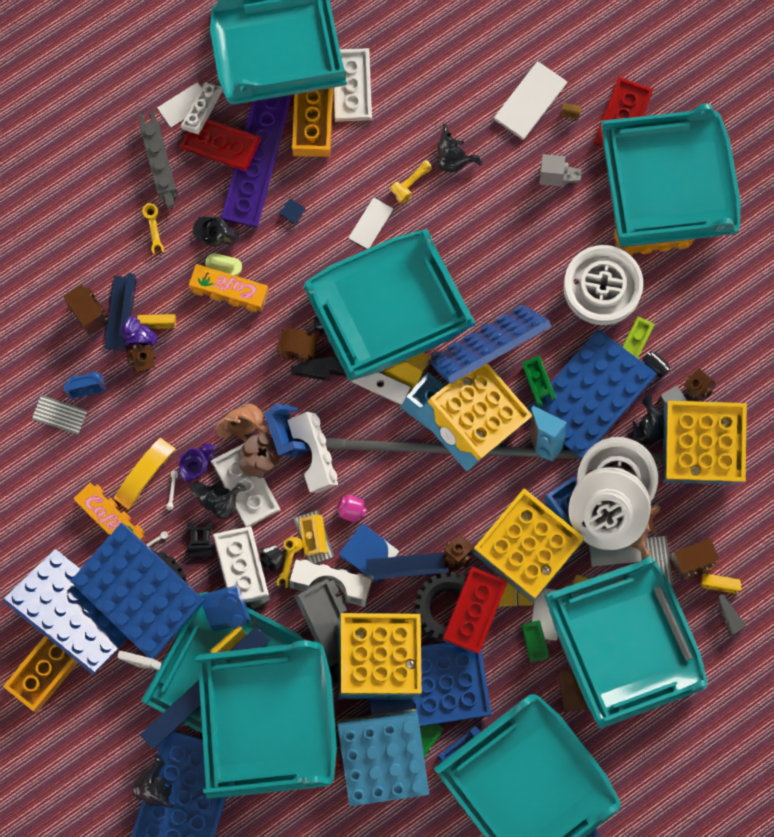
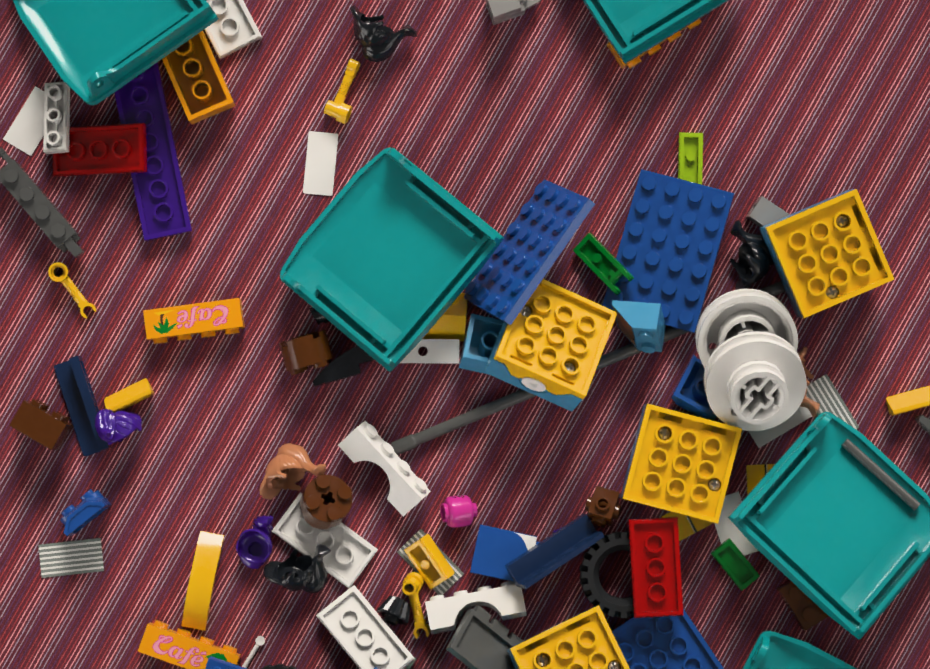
camera: 30 degrees left, 10 degrees up
(148, 357) = (141, 454): reddish brown brick -> none
(174, 474) = (237, 565): white hinge -> none
(200, 548) = (305, 638): black piece -> none
(205, 228) = (132, 264): black piece -> none
(224, 264) = (174, 294): yellowish green piece -> none
(279, 427) = (337, 463): blue panel -> none
(292, 211) = (223, 192): dark blue tile -> none
(605, 267) = (626, 89): white wheel -> none
(657, 363) = (727, 180): black brick -> none
(694, 558) = (873, 390): reddish brown brick -> none
(699, 385) = (795, 181): reddish brown brick -> none

